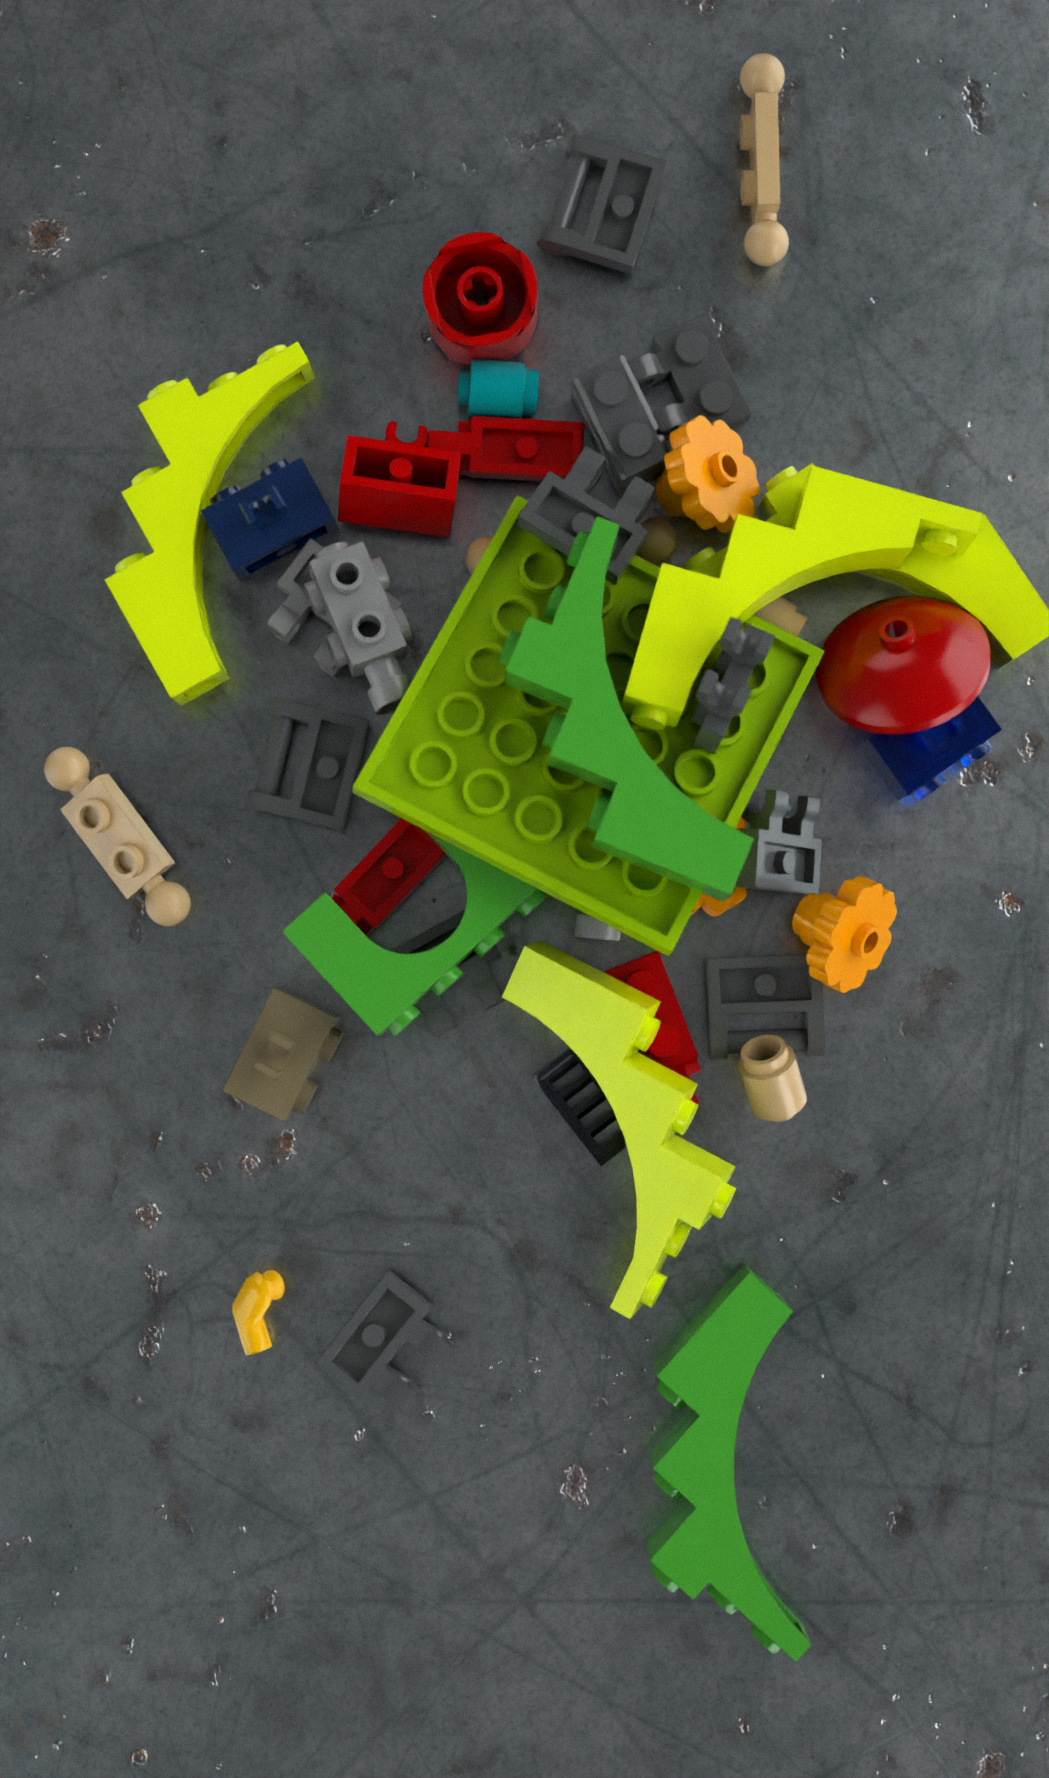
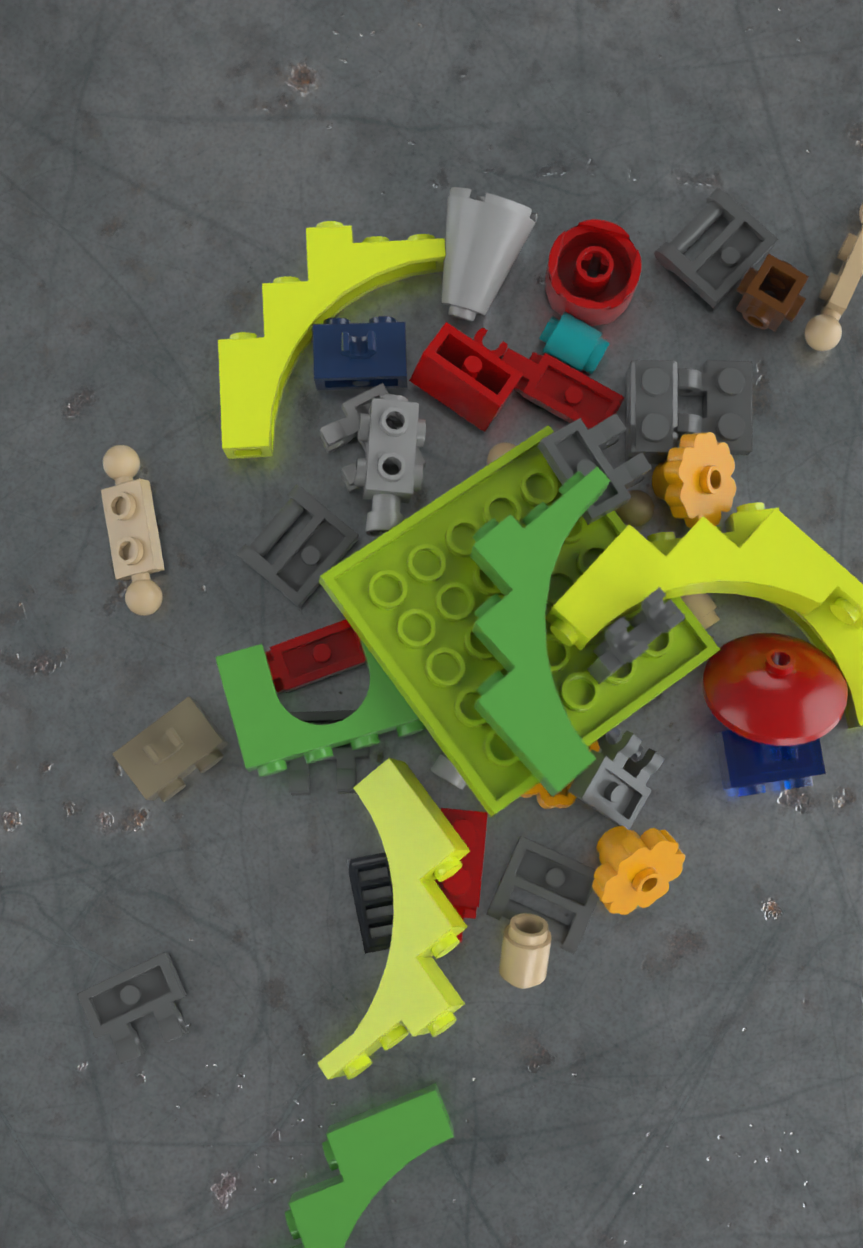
camera: 20 degrees right, 5 degrees down
(251, 1306) = (52, 926): yellow arm -> none
(344, 333) = (480, 249): none -> light grey cone
(689, 226) = (771, 293): none -> reddish brown brick

